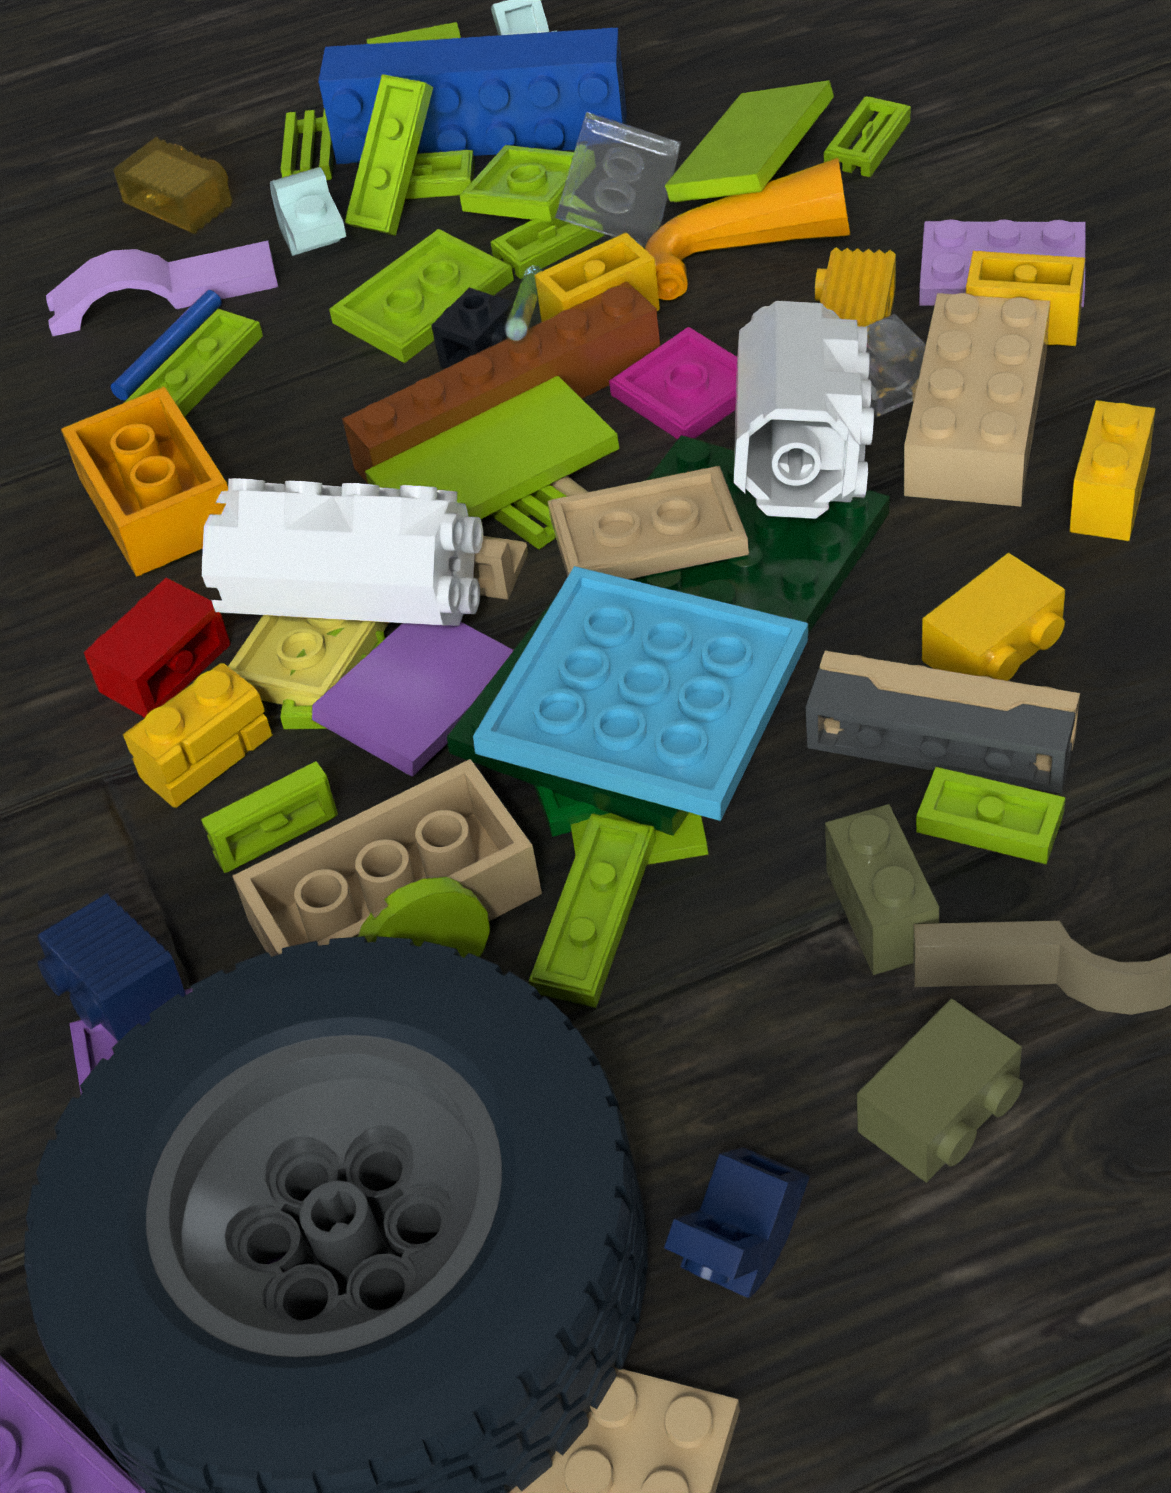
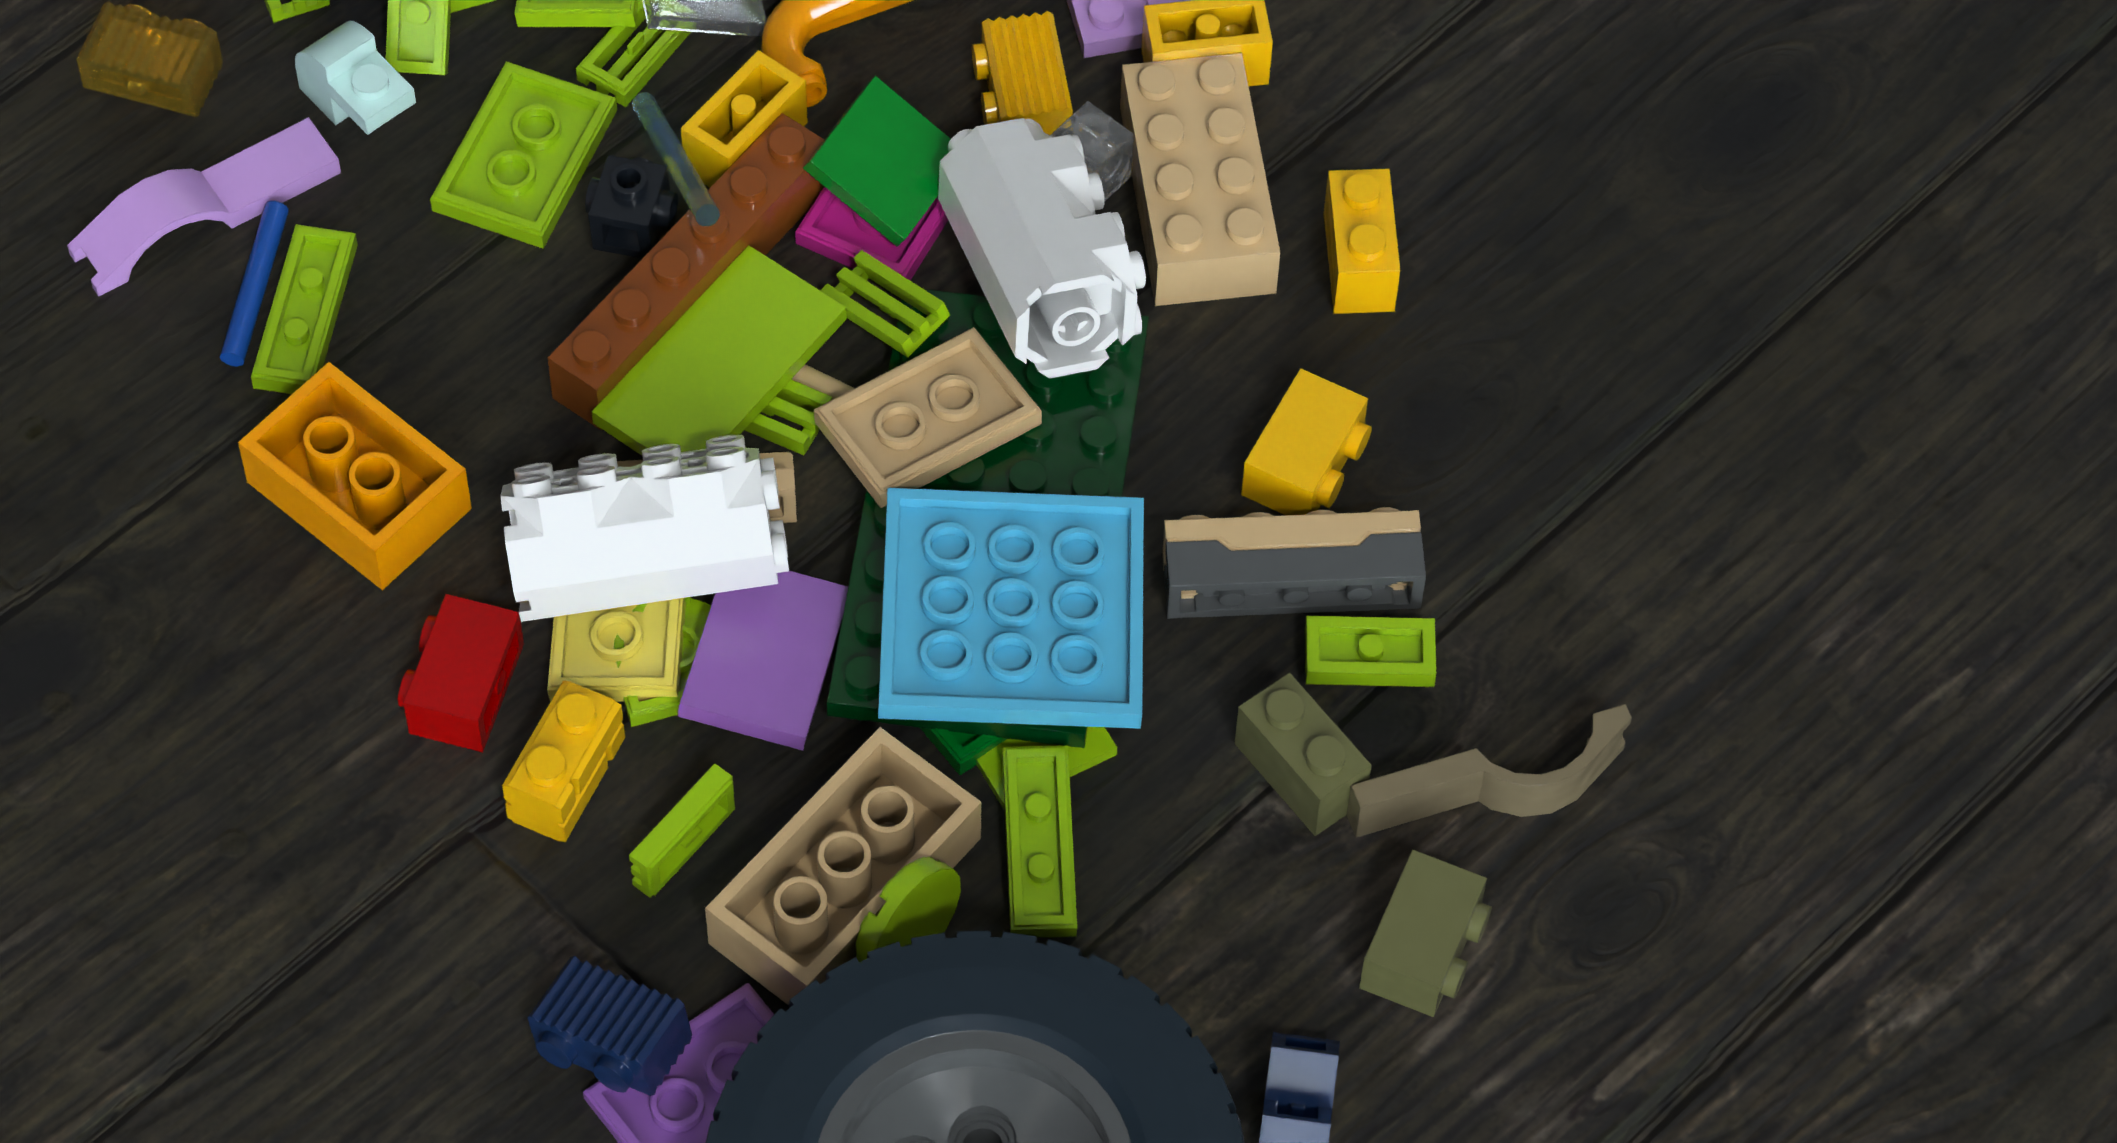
camera: 30 degrees left, 10 degrees up
(670, 426) = (857, 282): none -> lime tile
(692, 330) = (882, 161): none -> green tile

